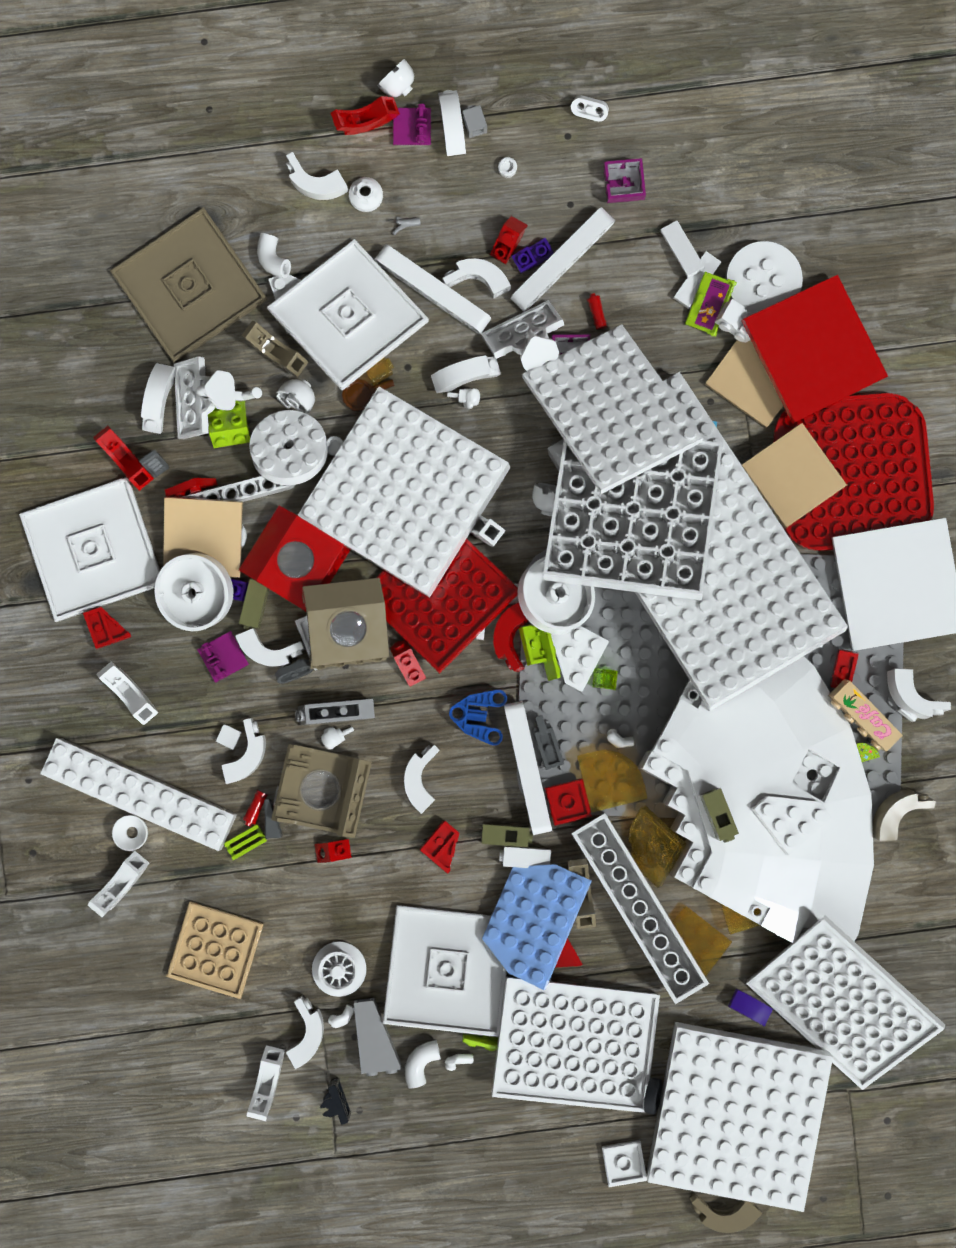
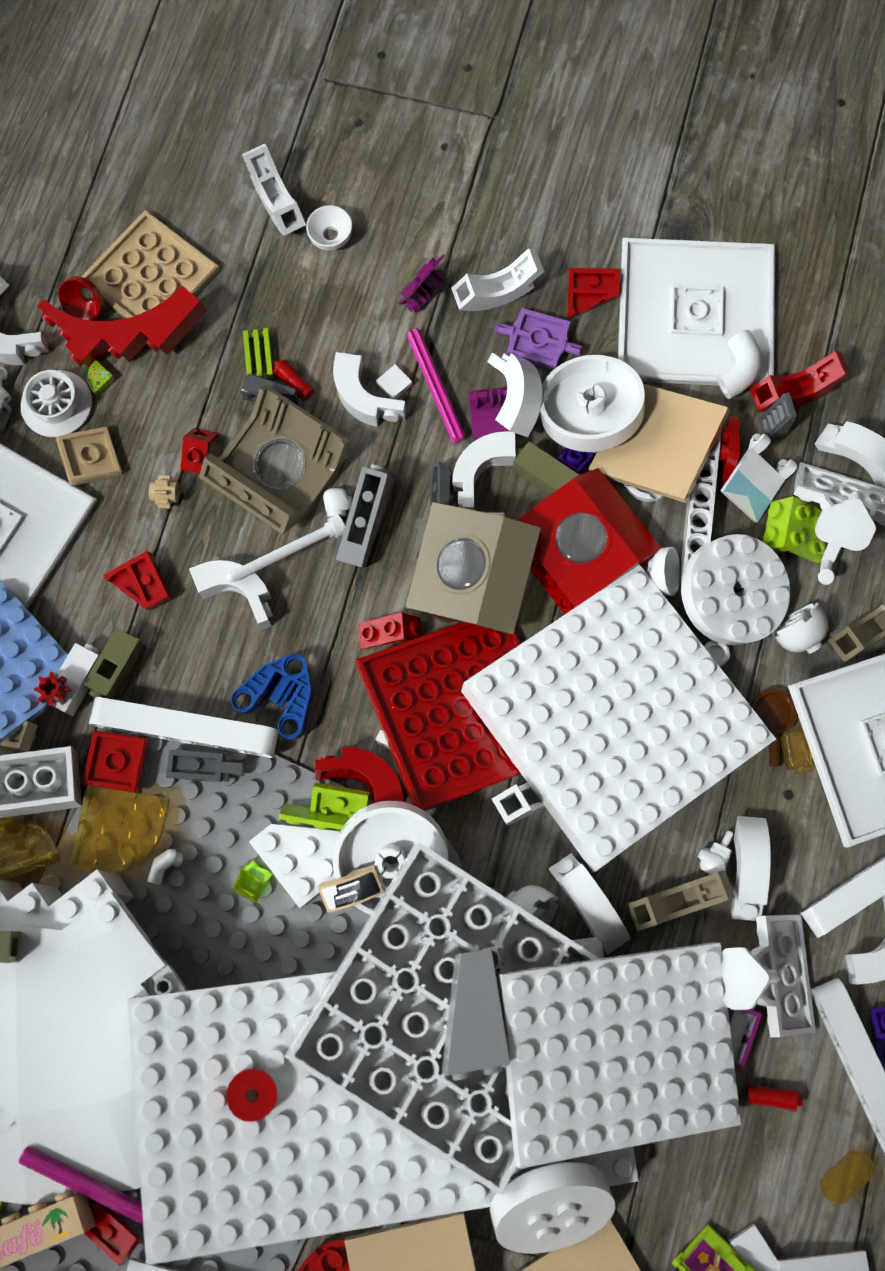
camera: 120 degrees right, 10 degrees down
(125, 498) = (746, 365): none -> white cylinder
(138, 794) = (370, 255): white brick -> none
(140, 746) = (423, 285): none -> magenta hinge
(157, 649) = (538, 338): none -> medium lavender plate
(204, 462) = (755, 480): none -> white flag
(206, 639) = (523, 393): none -> white arch
(219, 707) = (436, 385): none -> dark pink axle
(260, 986) = (74, 301): none -> red piece
(284, 964) = (159, 328): none -> red arch
(293, 498) = (665, 570): none -> white piece
(308, 947) = (98, 378): none -> lime tile
(352, 730) = (332, 528): none -> white piece
(368, 924) = (88, 456): none -> tan plate
(373, 859) = (164, 491): none -> tan gear
(504, 409) = (681, 900): none -> dark tan arch
(528, 463) = (590, 903): none -> white arch
(535, 861) = (57, 694): none -> red gear
(583, 607) = (352, 889): none -> slope
(624, 253) = (846, 1177): none -> clear yellow tile
(632, 496) = (475, 1019): none -> light grey slope
(716, 413) = (552, 1208): none -> white brick
(735, 601) = (260, 1107): none -> red piece
(824, 693) = (81, 1183): none -> dark pink axle

